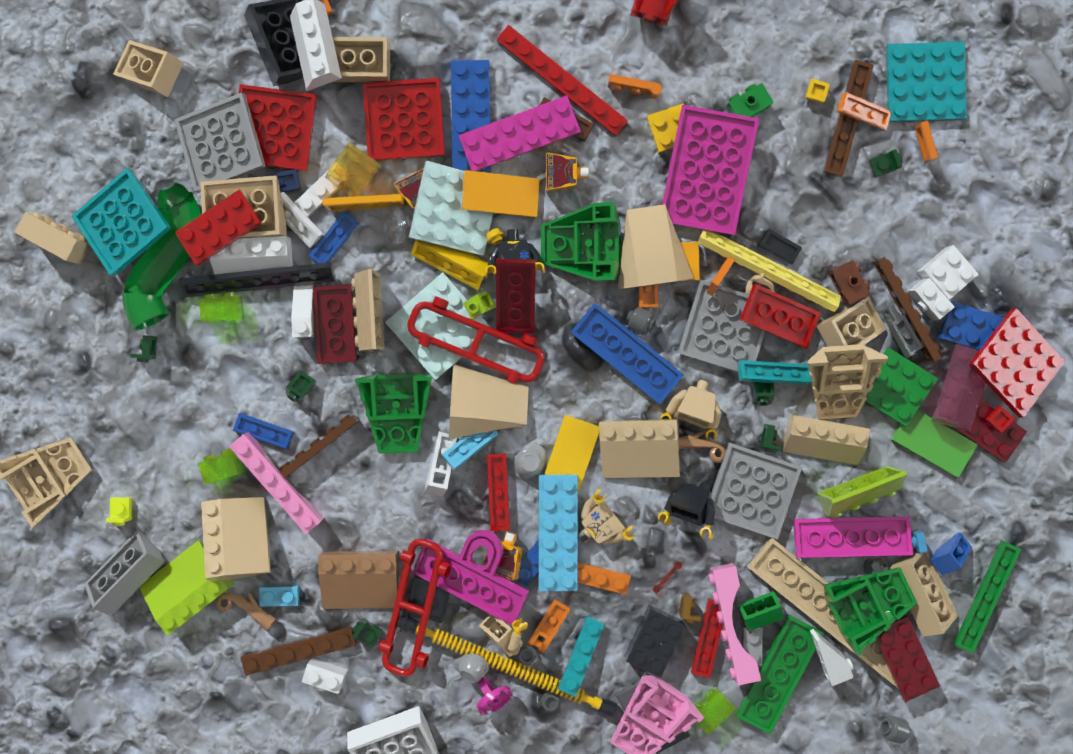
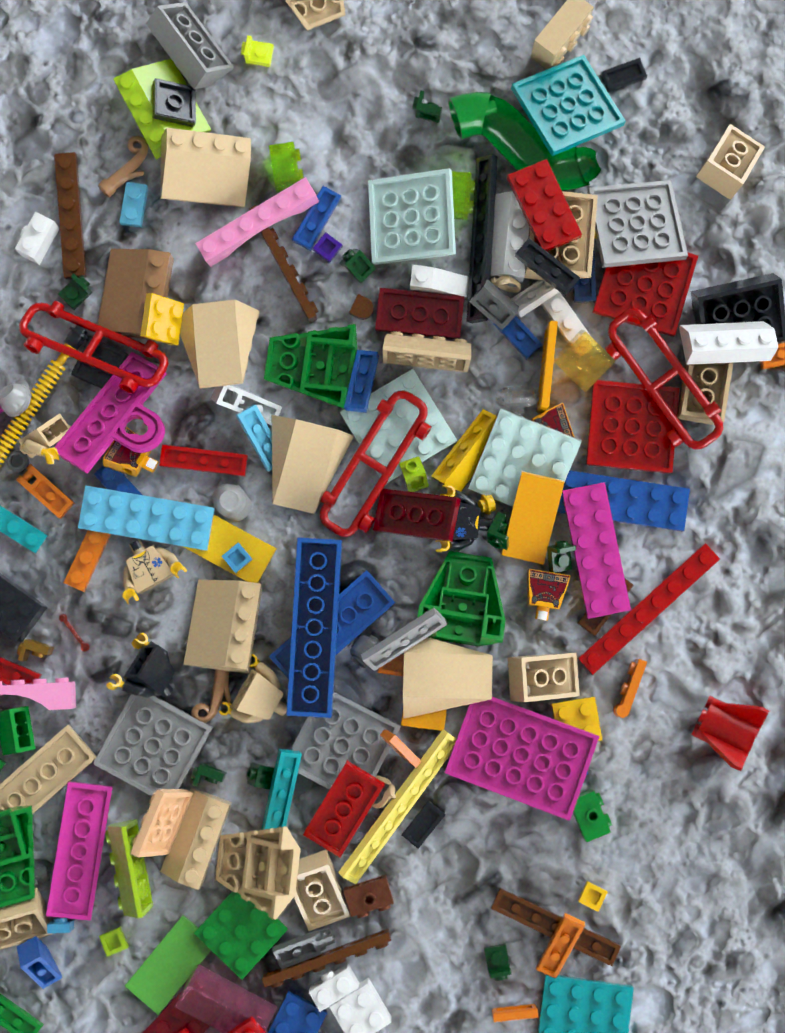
camera: 100 degrees right, 5 degrees down
(84, 177) = (623, 75): none -> black tile
(180, 577) = (174, 102): none -> tile
(248, 345) = (412, 217): none -> light aqua plate
(274, 215) = (547, 267): none -> black plate
(288, 416) = (327, 247): none -> dark purple plate
(294, 254) = (503, 280): none -> tan piece
(316, 257) = (495, 304): none -> dark grey panel
(338, 376) = (362, 308): none -> reddish brown tile
(380, 551) = (162, 319): none -> yellow plate
(390, 497) = (219, 341): none -> tan wedge
(404, 76) = (678, 433): none -> red bar
(404, 365) = (361, 381): none -> blue plate
(518, 223) = (496, 532): none -> dark green bracket
(530, 165) = (560, 556): none -> dark green bracket
(579, 447) = (237, 557): none -> dark azure plate
(627, 287) = (404, 639): none -> light grey plate
(630, 368) = (314, 627): none -> blue brick
(637, 163) = (543, 677): none -> tan slope
(820, 470) = (161, 822): none -> light nougat plate
(922, 493) = (113, 941): none -> lime tile

